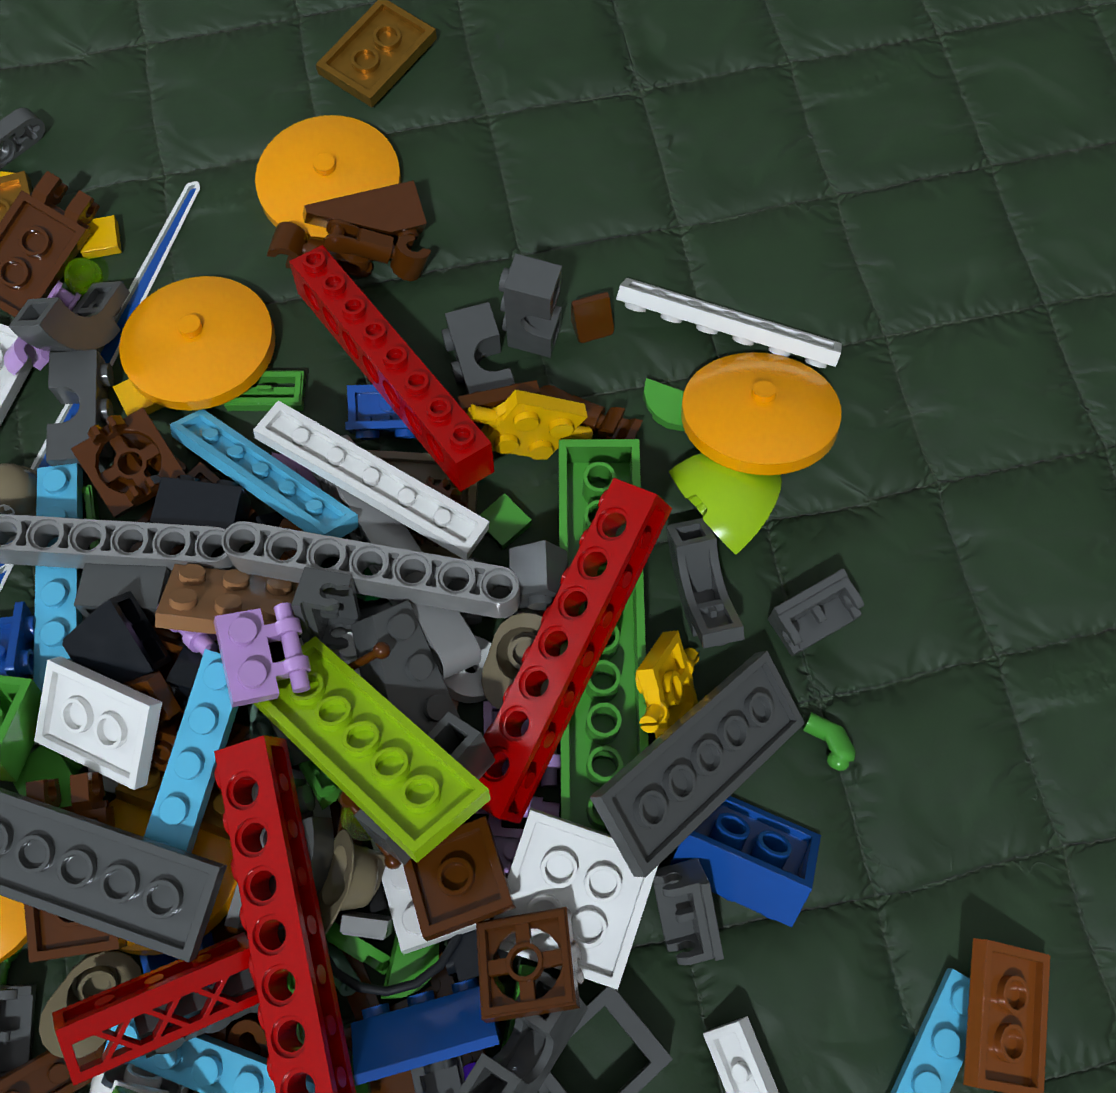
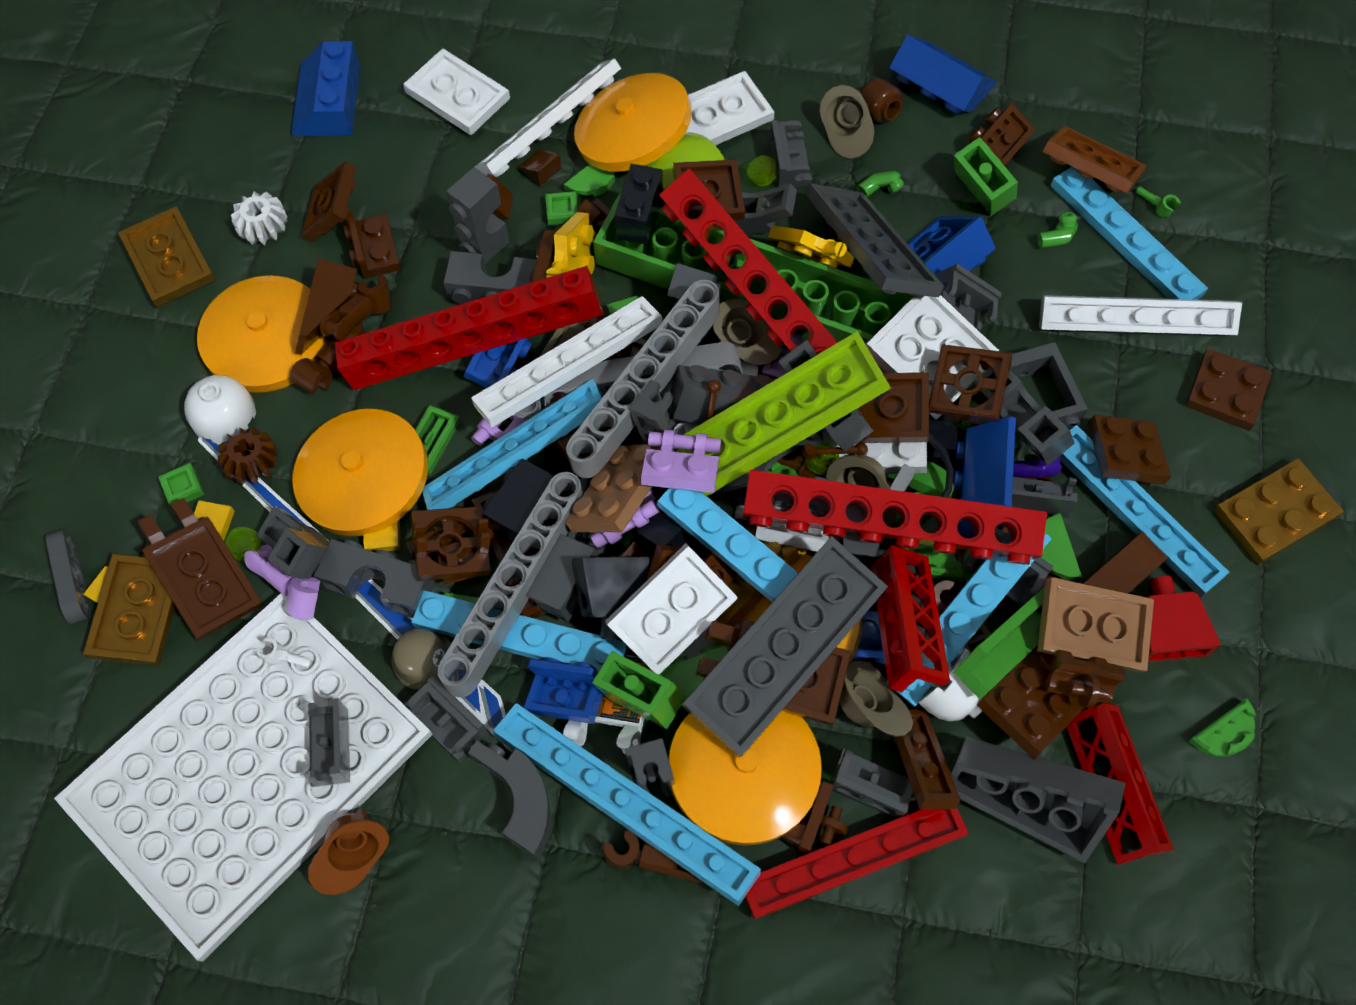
camera: 65 degrees left, 5 degrees down
(129, 193) = (181, 484): none -> bright green tile
(174, 232) = (247, 456): none -> reddish brown gear
(221, 182) = (218, 407): none -> white cylinder
(457, 107) = (259, 218): none -> white gear
(476, 224) = (373, 245): none -> reddish brown bracket
(487, 163) = (329, 201): none -> reddish brown plate
(617, 389) = (560, 207): none -> bright green tile
(628, 457) = (639, 204): none -> black brick
(651, 94) = (327, 91): none -> blue slope
(661, 344) = (541, 166): none -> reddish brown slope
(690, 539) = (722, 182): none -> reddish brown plate
(716, 214) = (456, 91): none -> white plate
(775, 587) = (762, 170): none -> clear neon green plate
(841, 508) = (728, 109): none -> white plate
(871, 1012) = (1061, 234): none -> bright green arm
(897, 872) = (985, 176): none -> bright green brick
(898, 661) = (847, 121): none -> dark tan piece
(955, 691) = (882, 99): none -> reddish brown head
(983, 871) = (1004, 132): none -> reddish brown bracket
(1045, 756) = (941, 75): none -> blue slope

